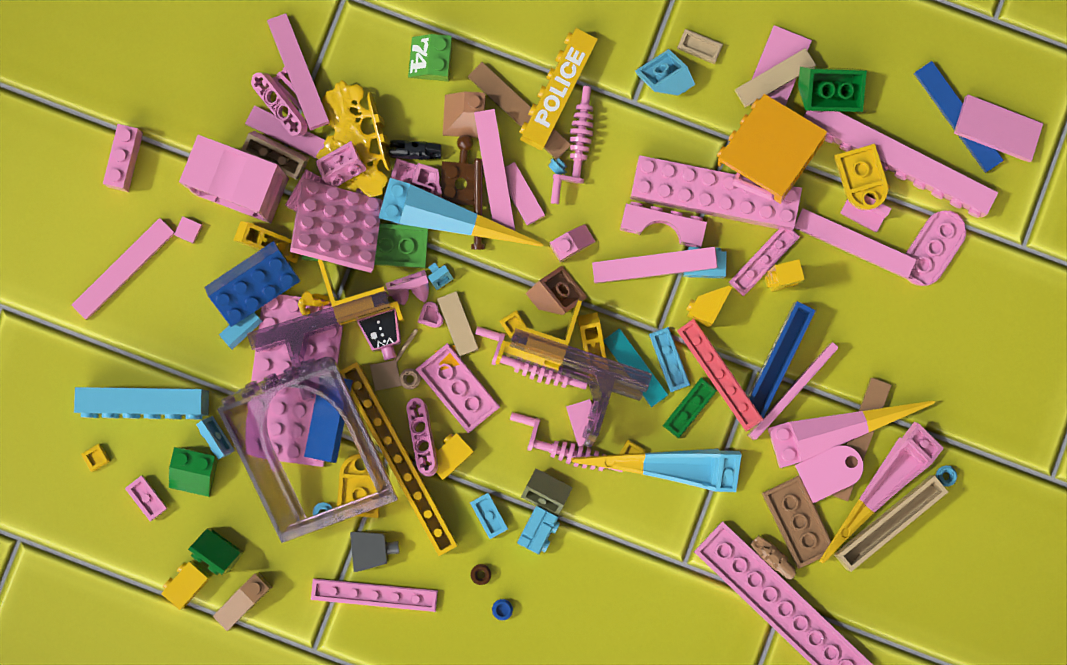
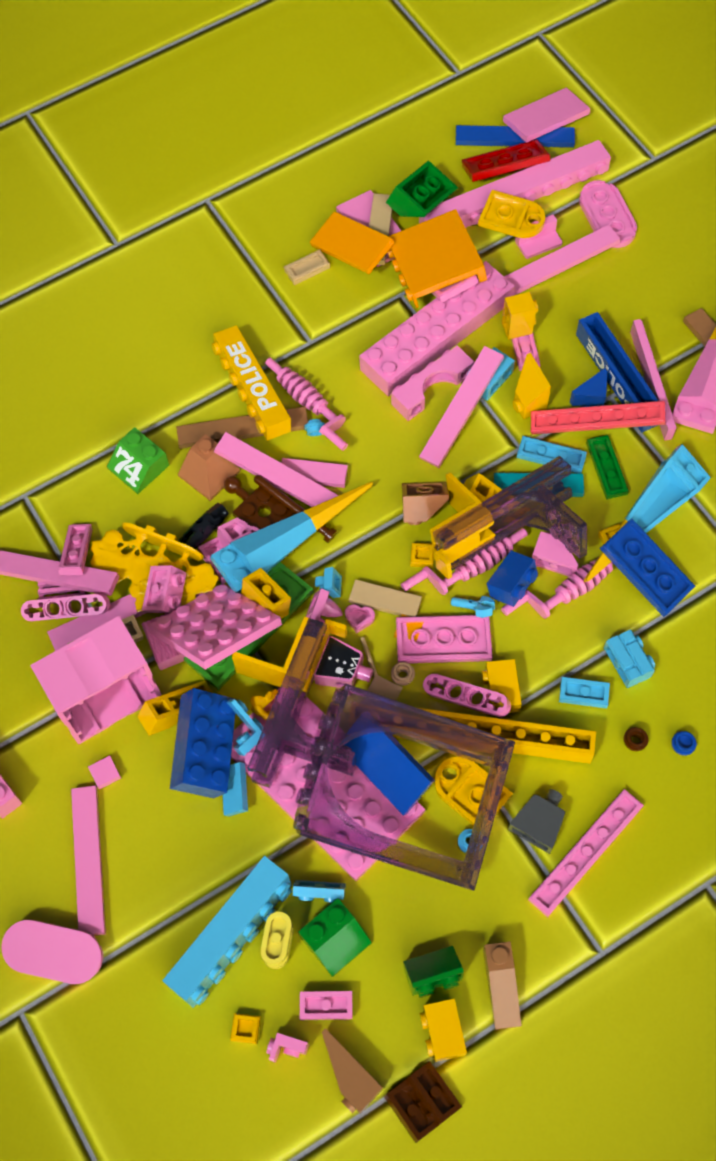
camera: 50 degrees left, 20 degrees down
(49, 296) = (52, 951): none -> bright pink tile
(105, 494) = (292, 1046): none -> bright pink bracket
(113, 550) = (353, 1080): none -> medium nougat slope
(134, 602) = (422, 1102): none -> reddish brown slope
(160, 436) = (277, 940): none -> light yellow brick
(274, 312) = (246, 740): none -> medium azure bracket
(326, 74) = (75, 549): none -> bright pink tile
(388, 242) = (266, 592): none -> yellow brick
(500, 393) = (483, 607): none -> medium azure bar
(538, 405) = (512, 578): none -> blue brick
(546, 492) = (599, 625): olive brick -> none
(571, 242) = (388, 462): bright pink slope -> none
(619, 495) = (647, 567): none -> blue tile
(666, 74) = (309, 298): medium azure slope -> none
(742, 68) = (352, 242): none -> light orange tile
(745, 353) = (591, 392): none -> blue slope
(767, 252) = (519, 315): none -> yellow brick
(784, 275) = (549, 313): yellow arch -> none
(921, 129) = (505, 160): none -> red tile

